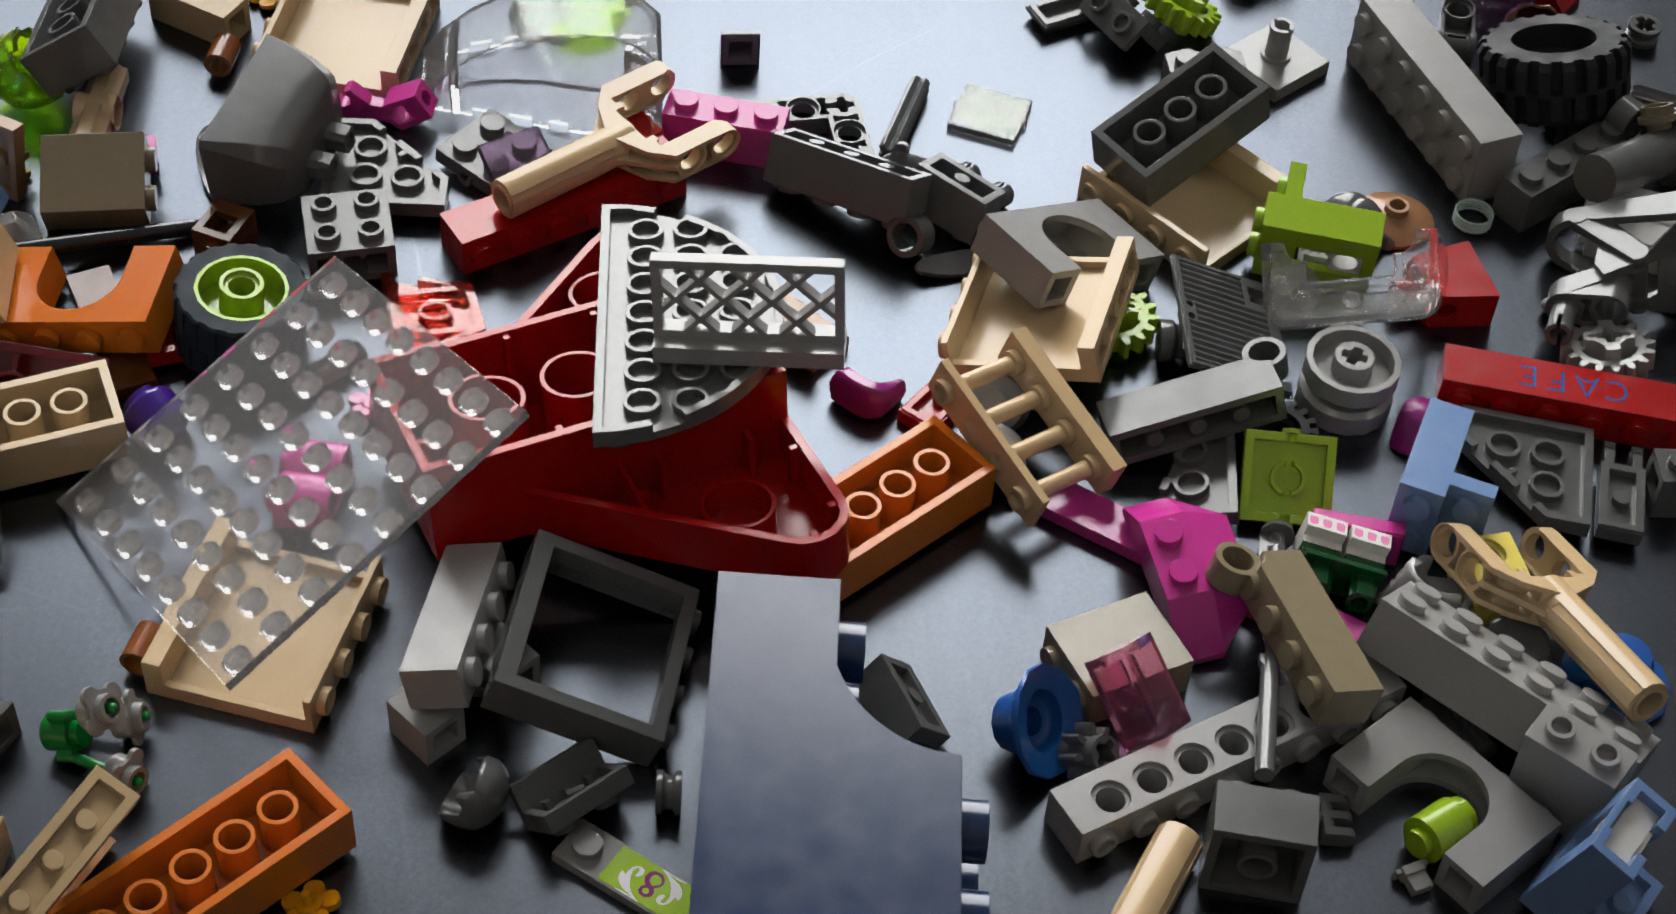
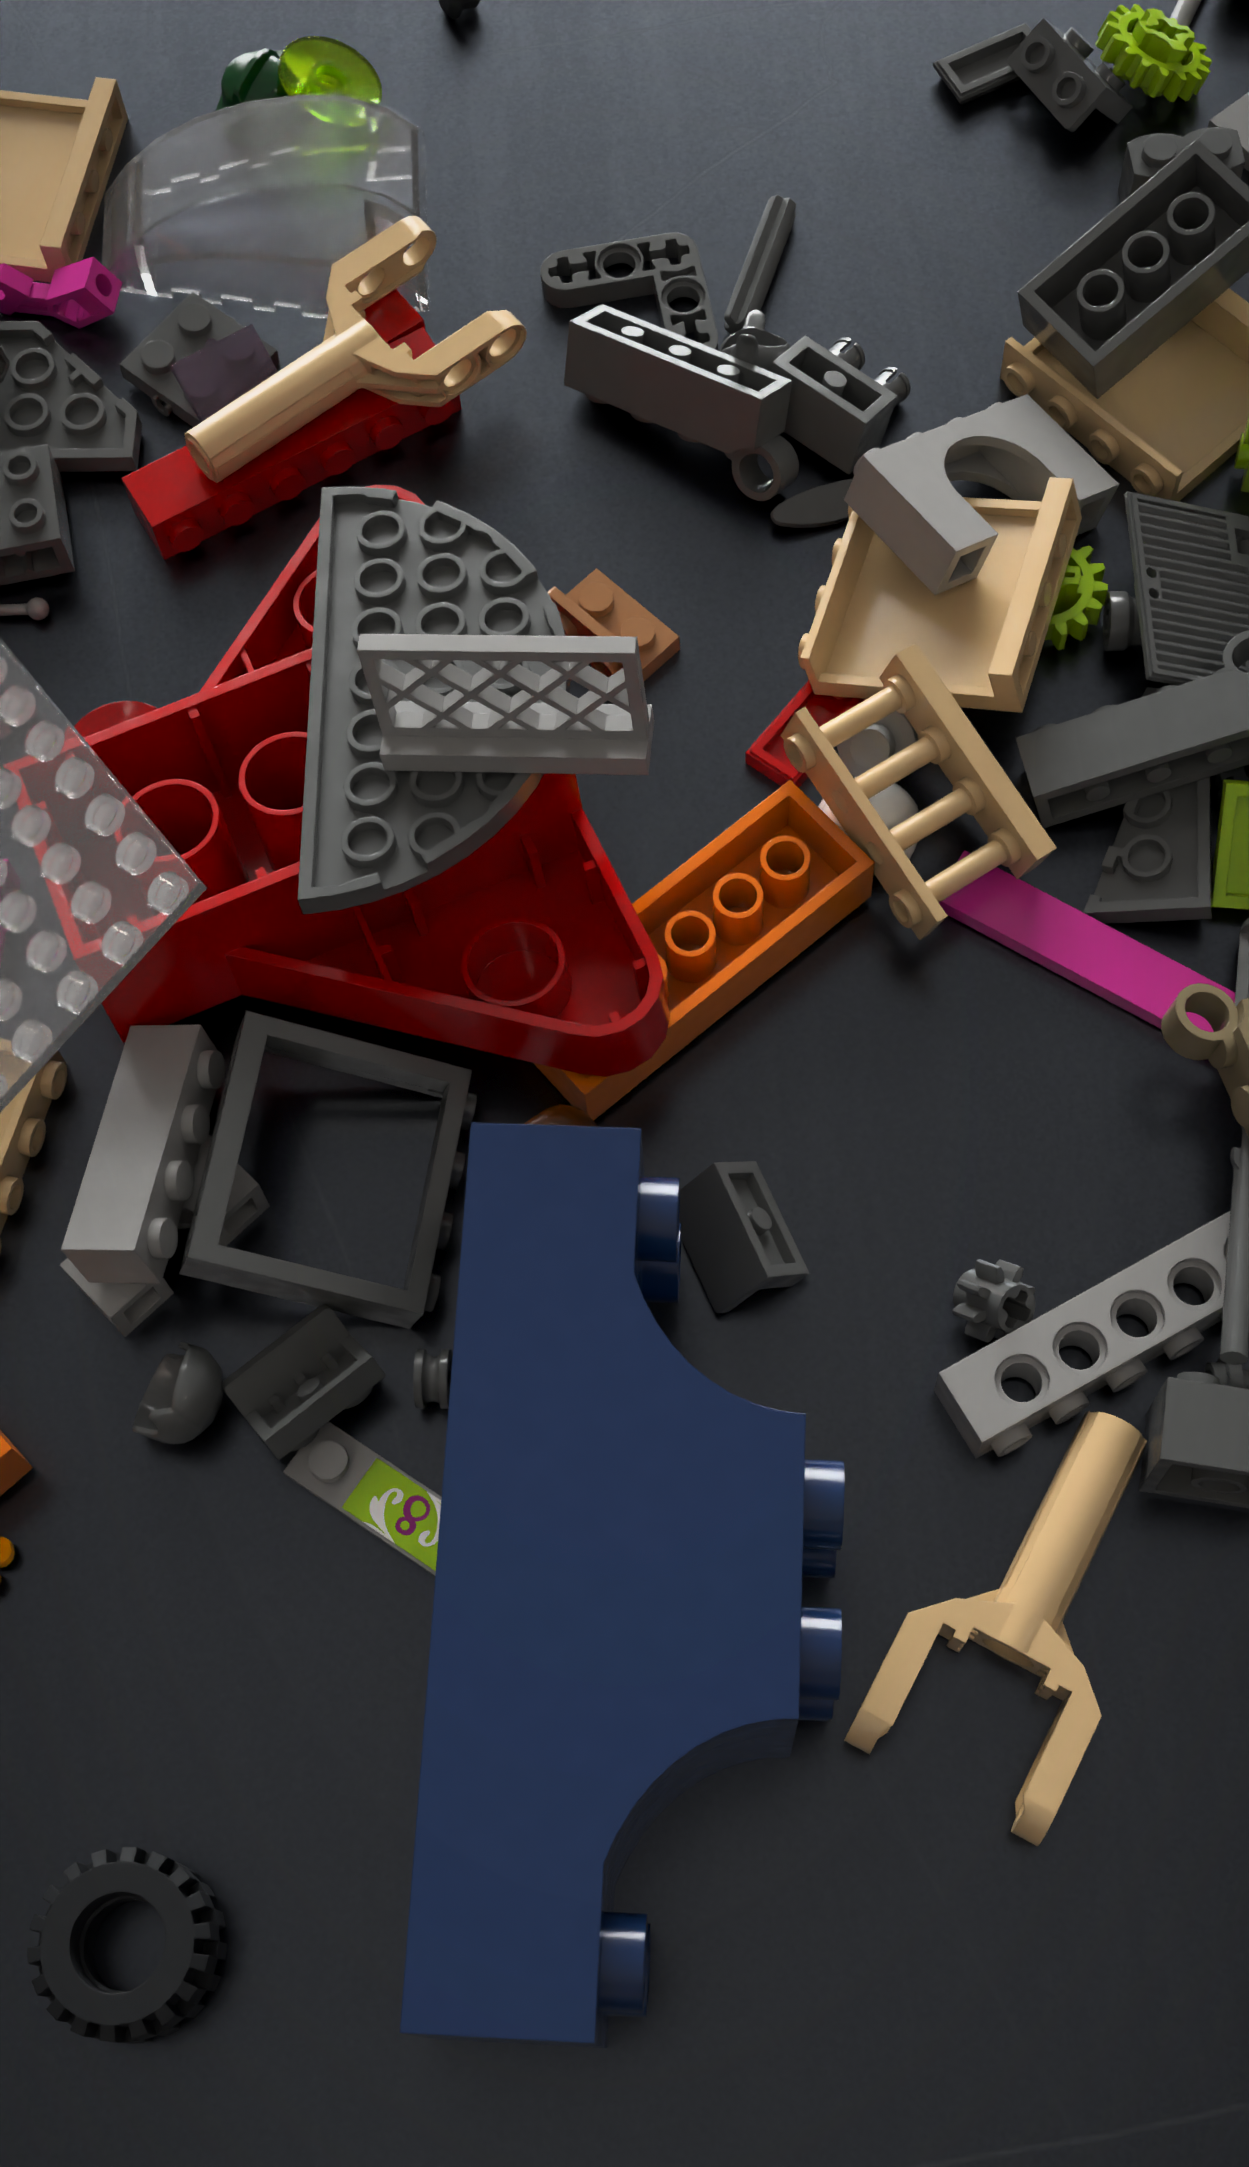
camera: 10 degrees right, 20 degrees up
(440, 307) = (116, 646): clear red wing -> none
(739, 47) = (532, 165): dark grey slope -> none
(753, 120) = (538, 295): dark pink brick -> none
(863, 396) = (698, 736): magenta hair -> none
(989, 114) = (880, 249): clear smoke piece -> none
(1036, 716) = (922, 1255): blue hat -> none
(1087, 635) = (1035, 1145): brick -> none
(1138, 692) = (1063, 1215): clear pink panel -> none
(1174, 551) = (1126, 973): dark pink wedge -> none

